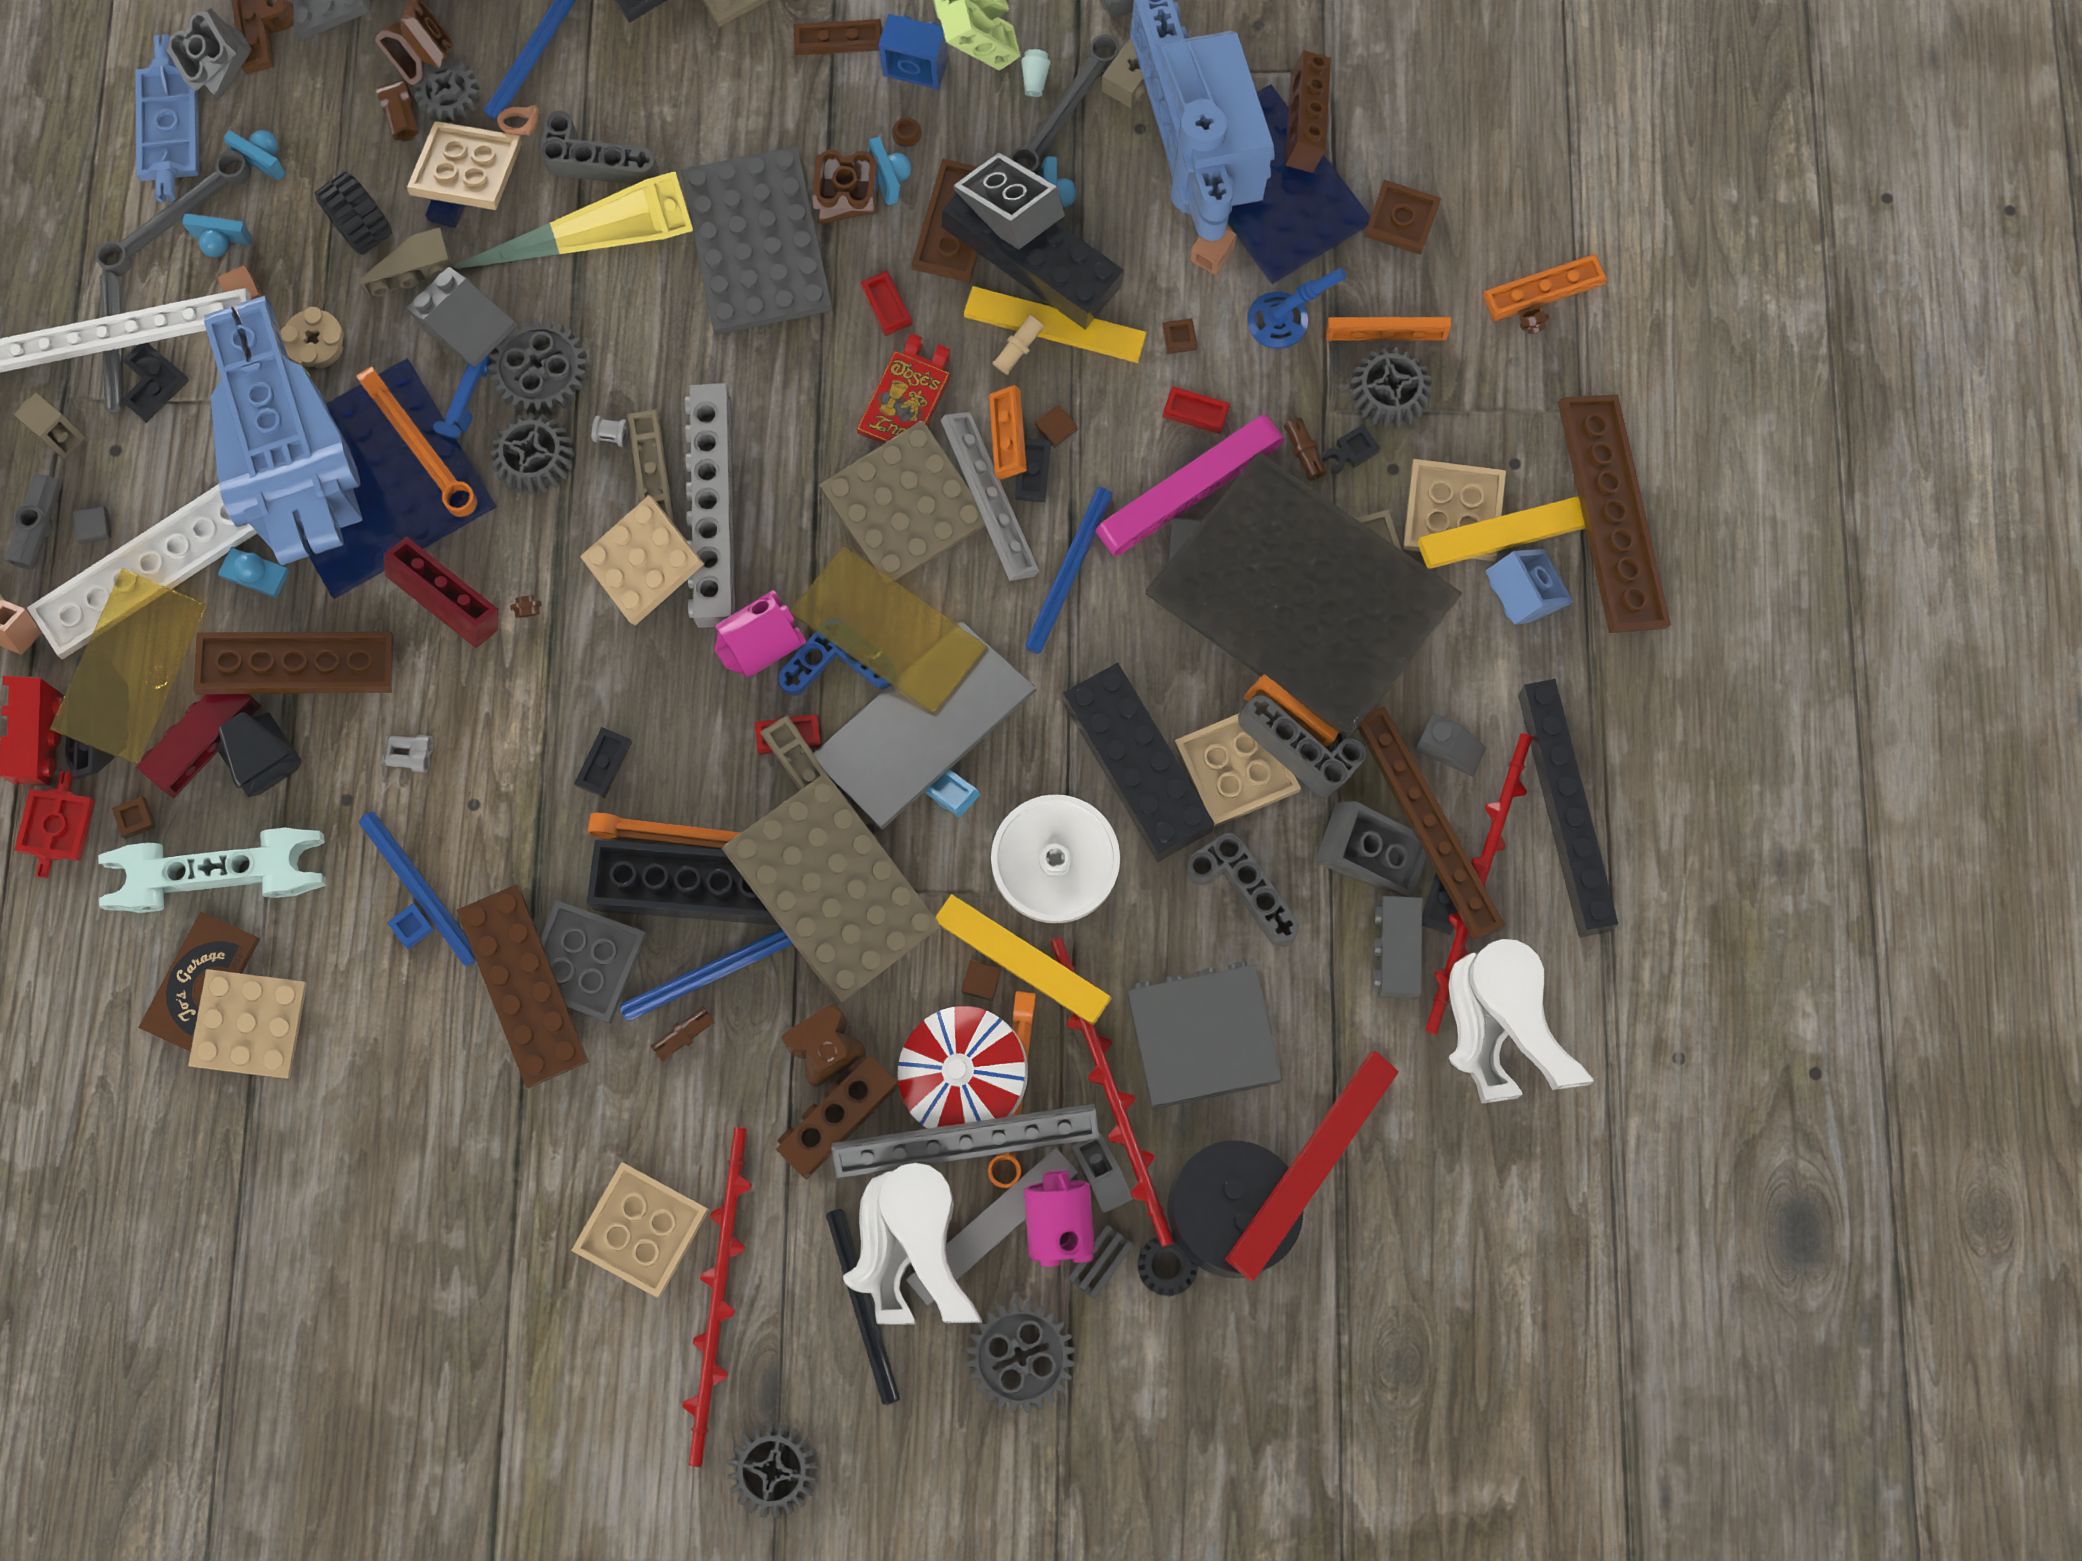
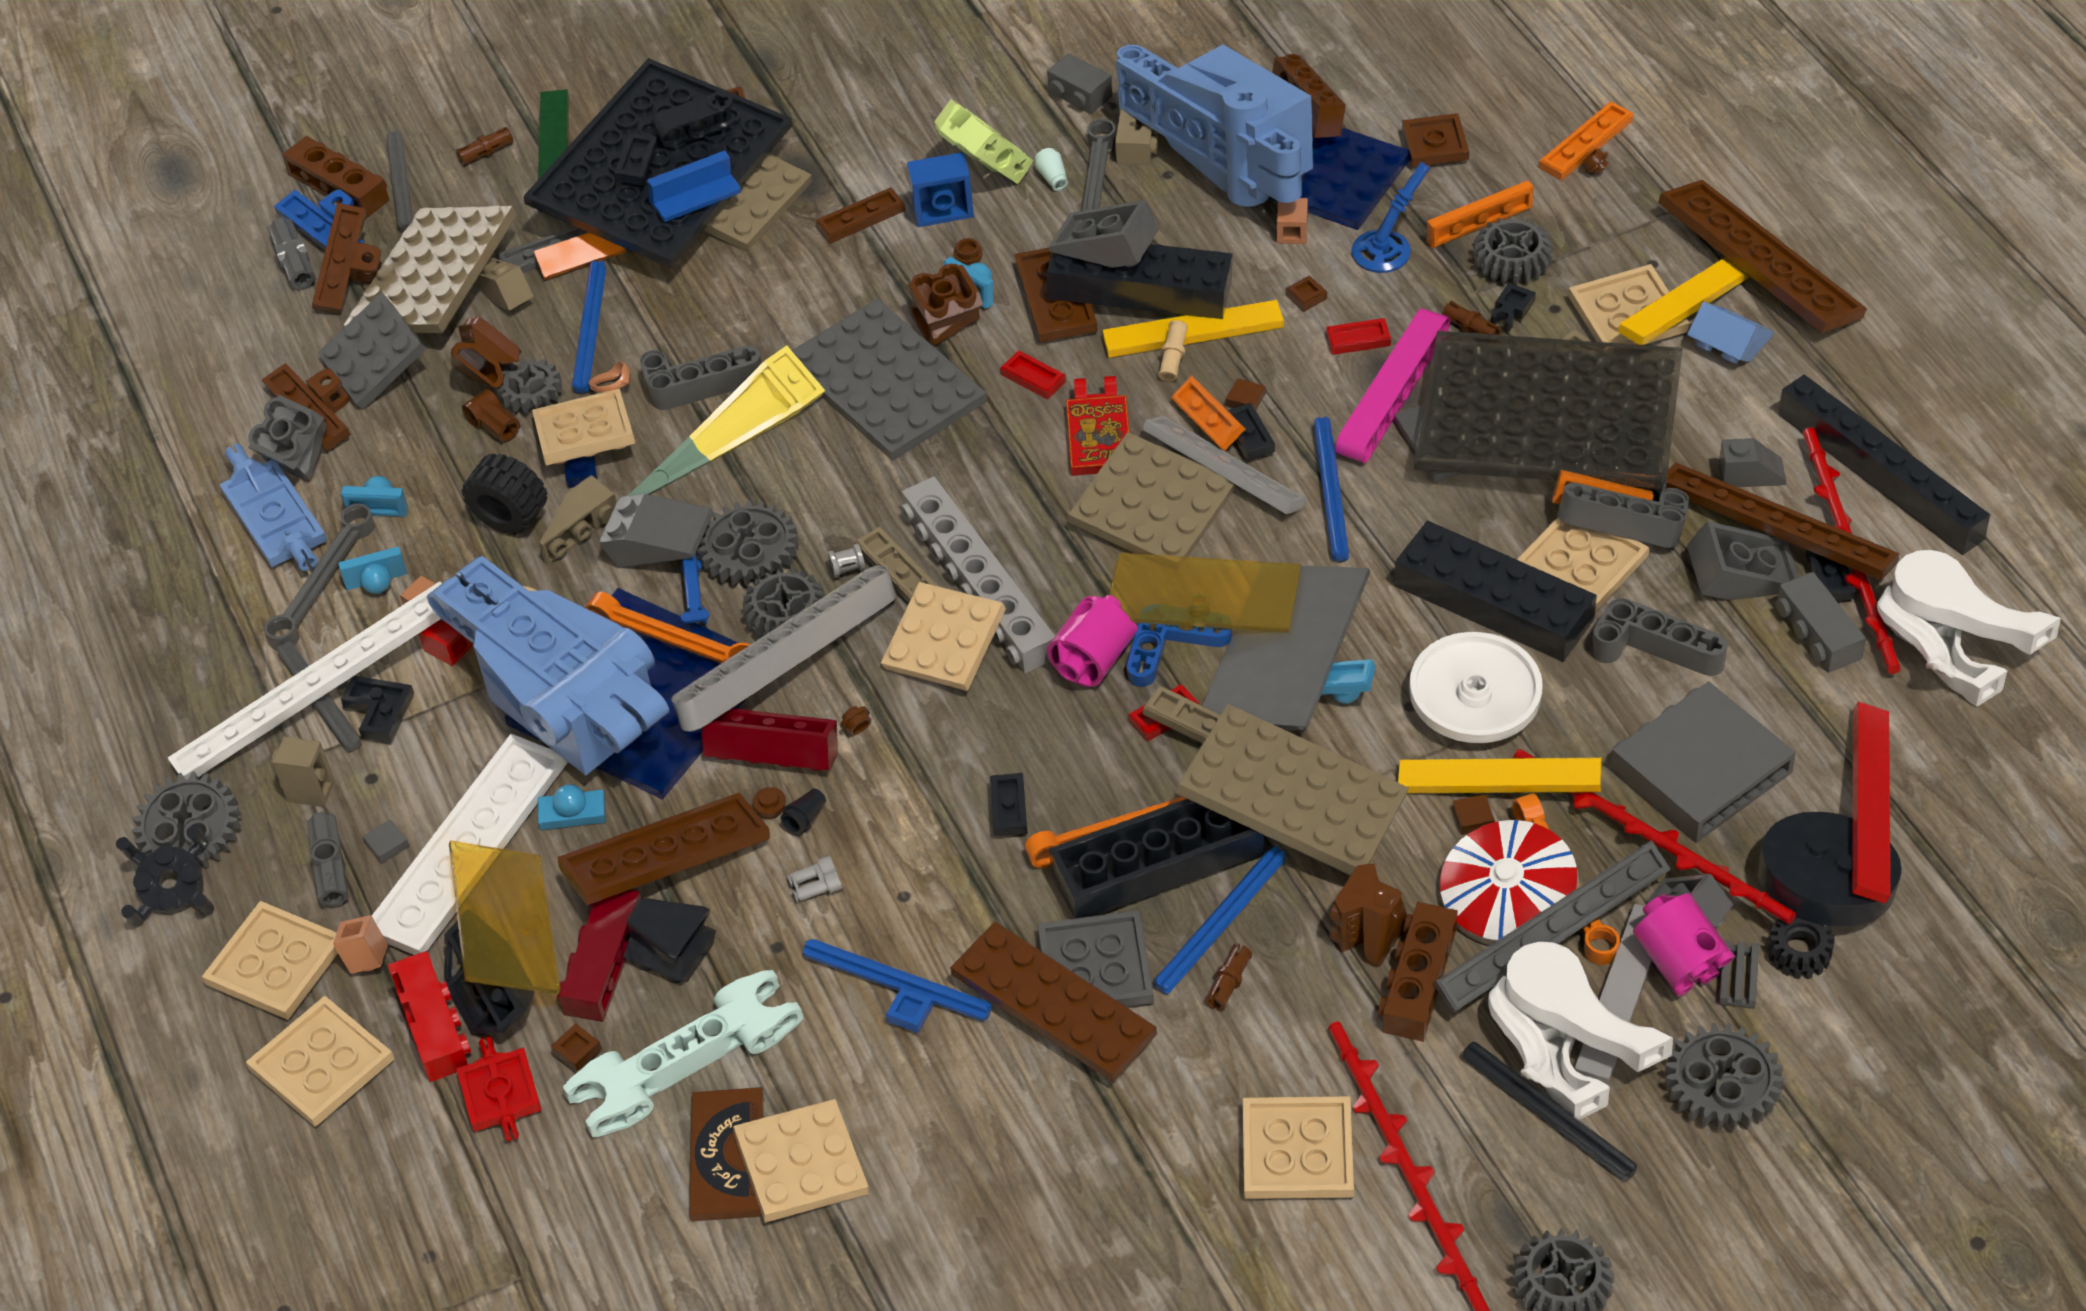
camera: 25 degrees left, 25 degrees down
(413, 652) = (769, 802): none -> reddish brown plate
(434, 678) = (801, 813): none -> black cone
(496, 508) = (783, 648): none -> light grey beam

